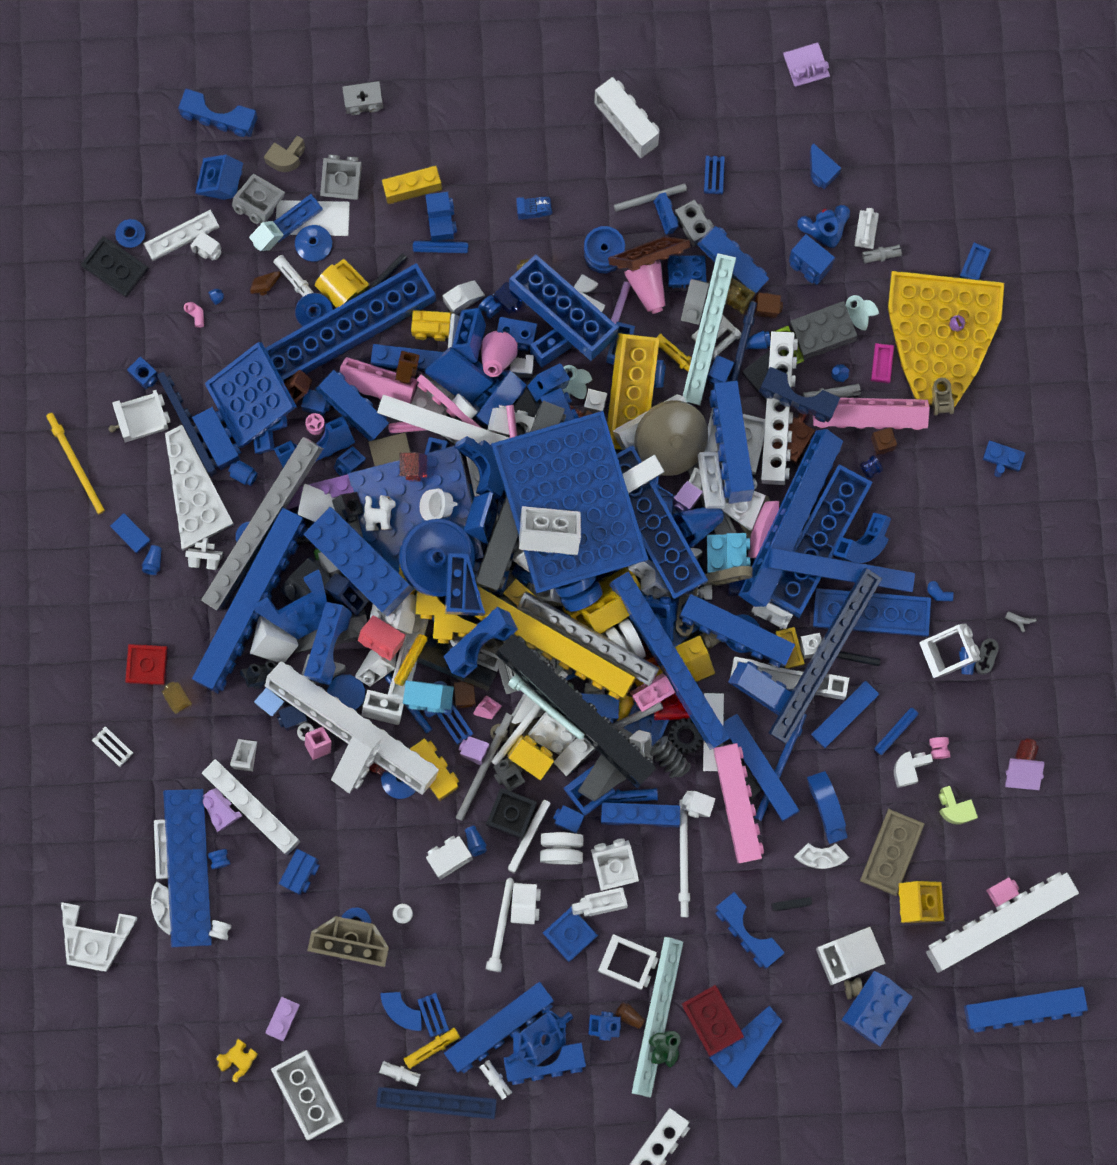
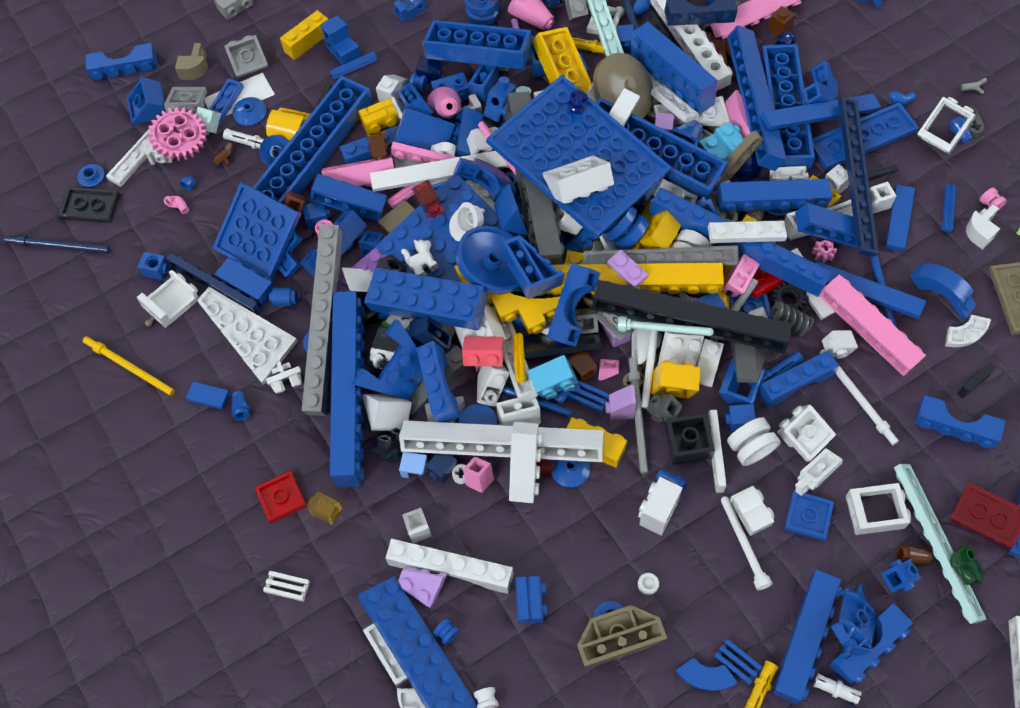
camera: 25 degrees left, 15 degrees down
(39, 274) = (23, 240): none -> dark blue bar
(227, 225) = (177, 134): none -> bright pink gear
(547, 636) = (627, 269): none -> lavender plate
(599, 448) = (579, 97): none -> clear blue wheel
(675, 660) = (747, 231): none -> white plate
(750, 702) = (824, 250): none -> bright pink gear

